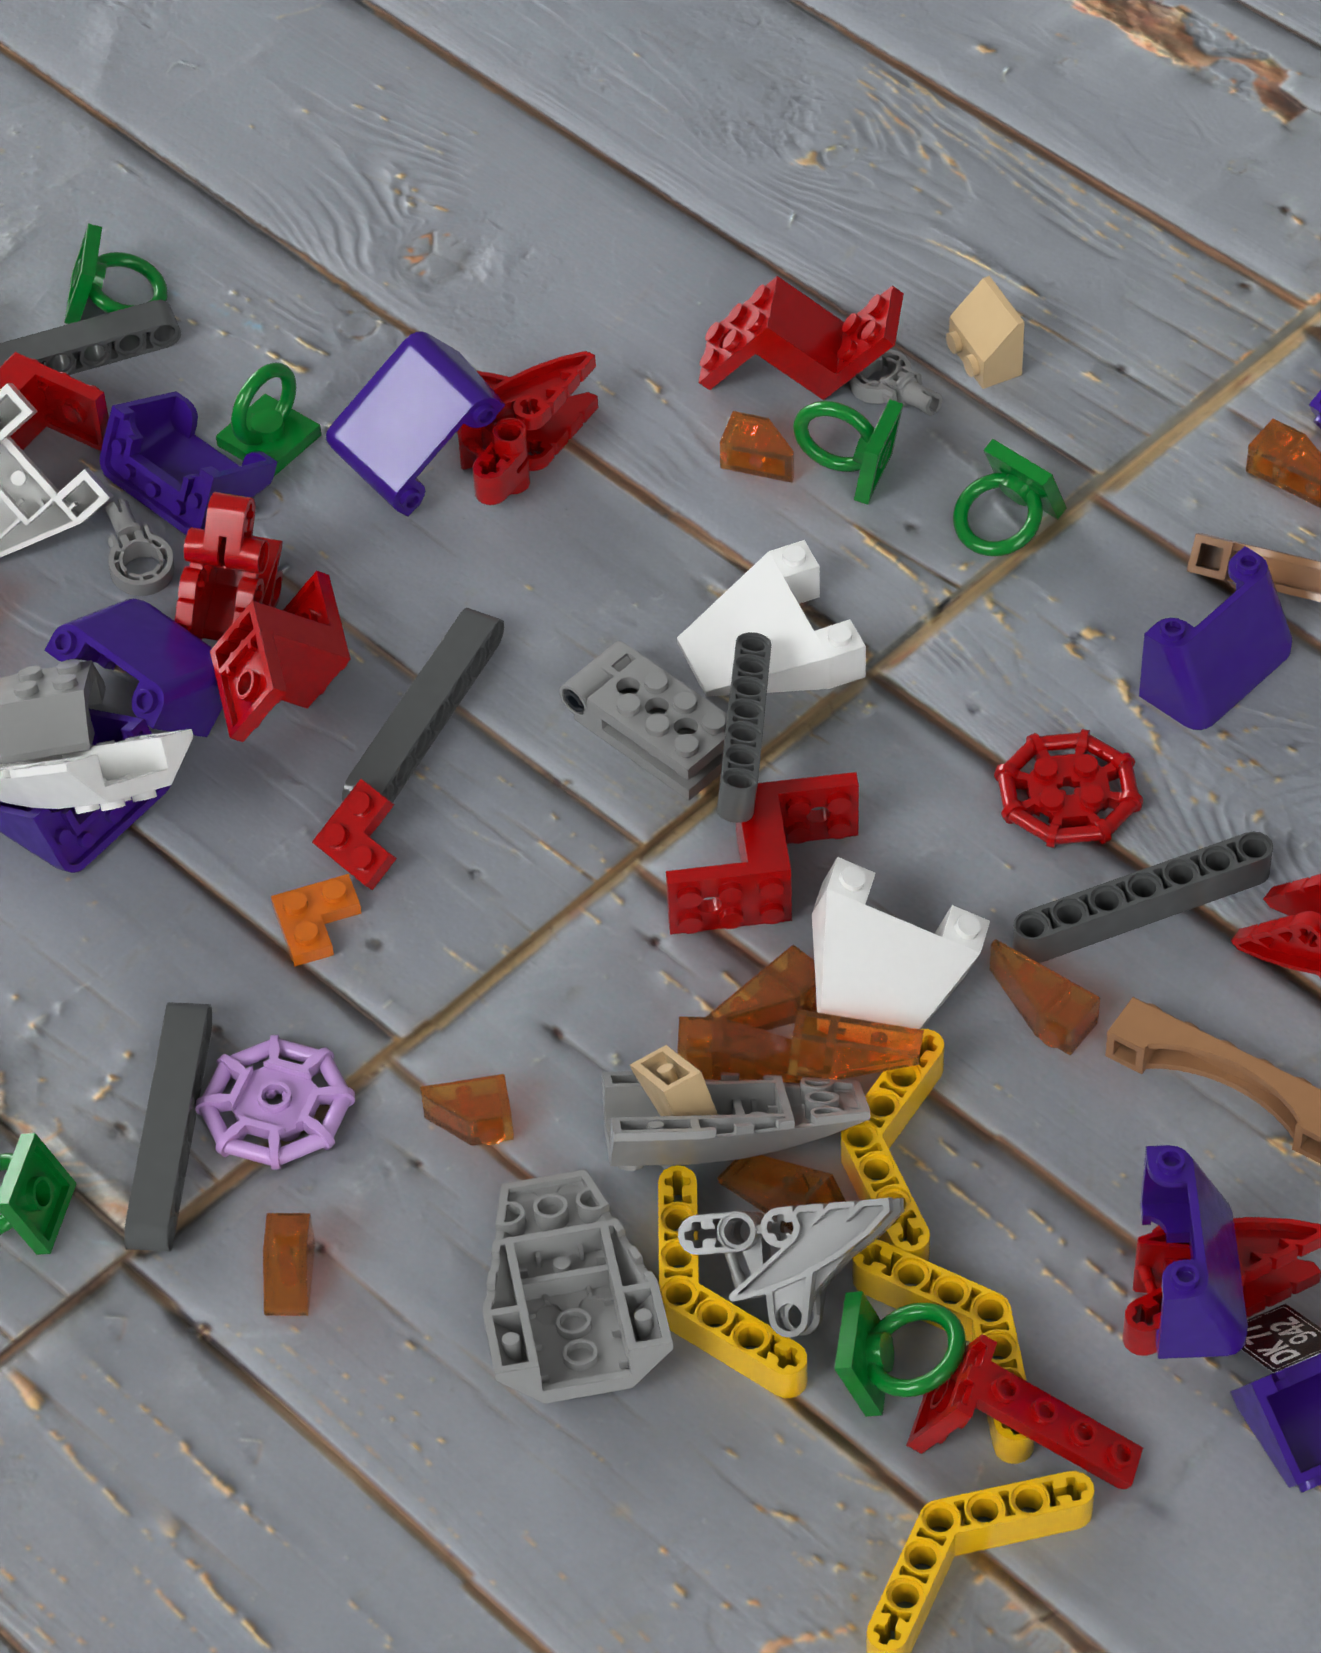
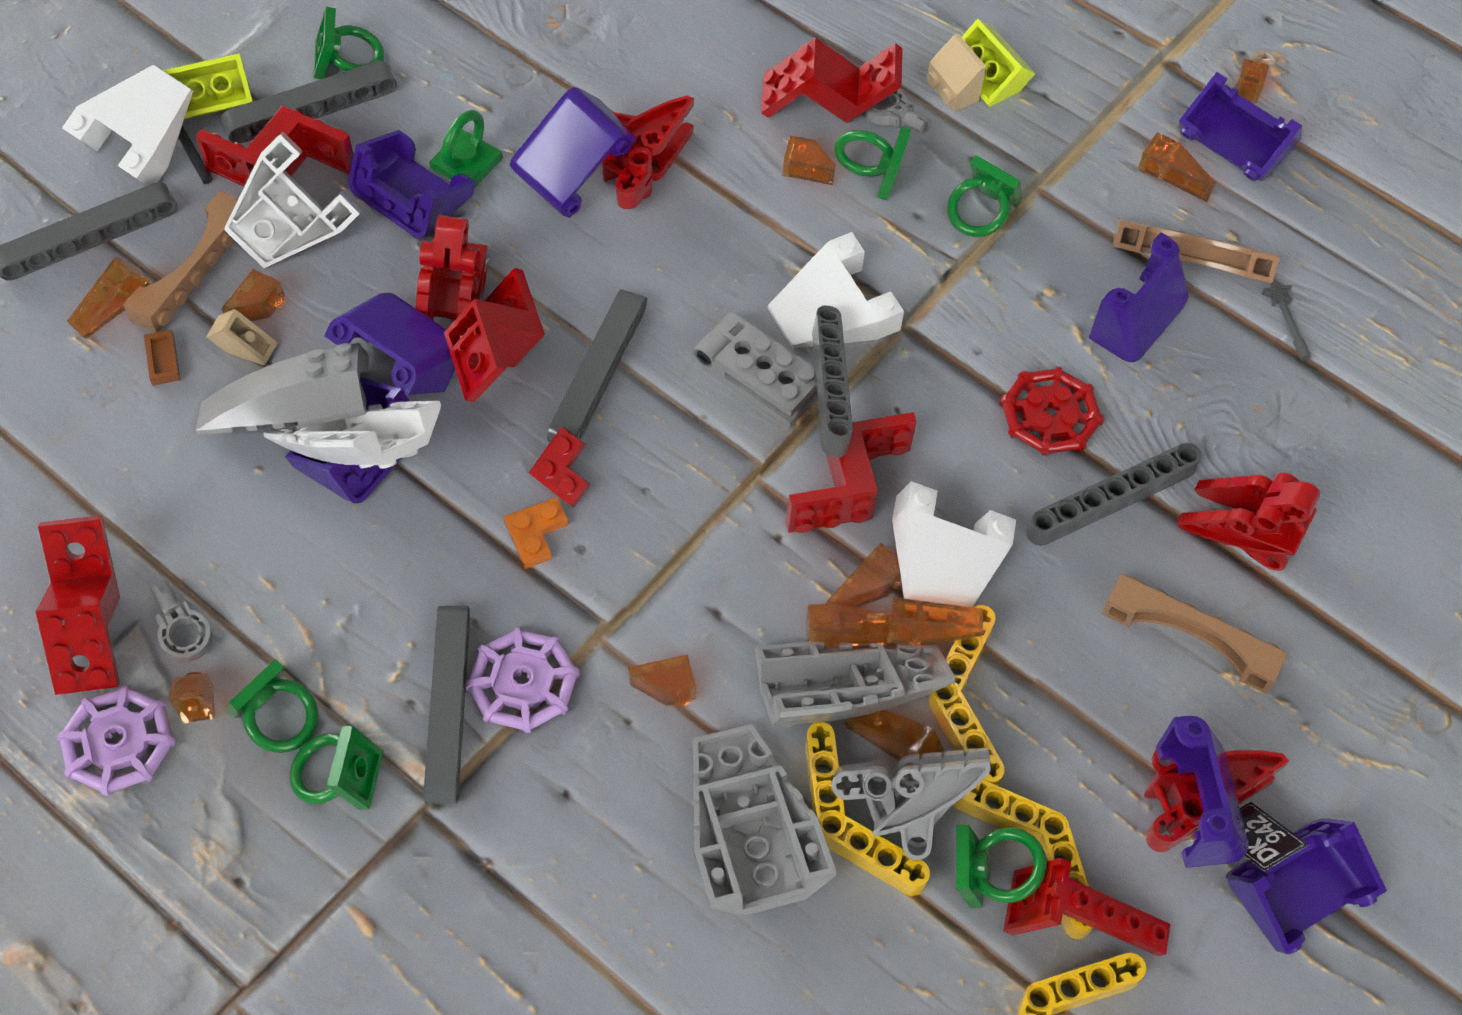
camera: 10 degrees left, 10 degrees up
(132, 546) = (378, 246): light grey pin -> none
(288, 1264) = (545, 812): clear orange slope -> none
(673, 1084) = (812, 662): tan slope -> none
(1048, 1002) = (1057, 575): clear orange slope -> none
(1055, 325) = (1005, 70): none -> neon yellow slope

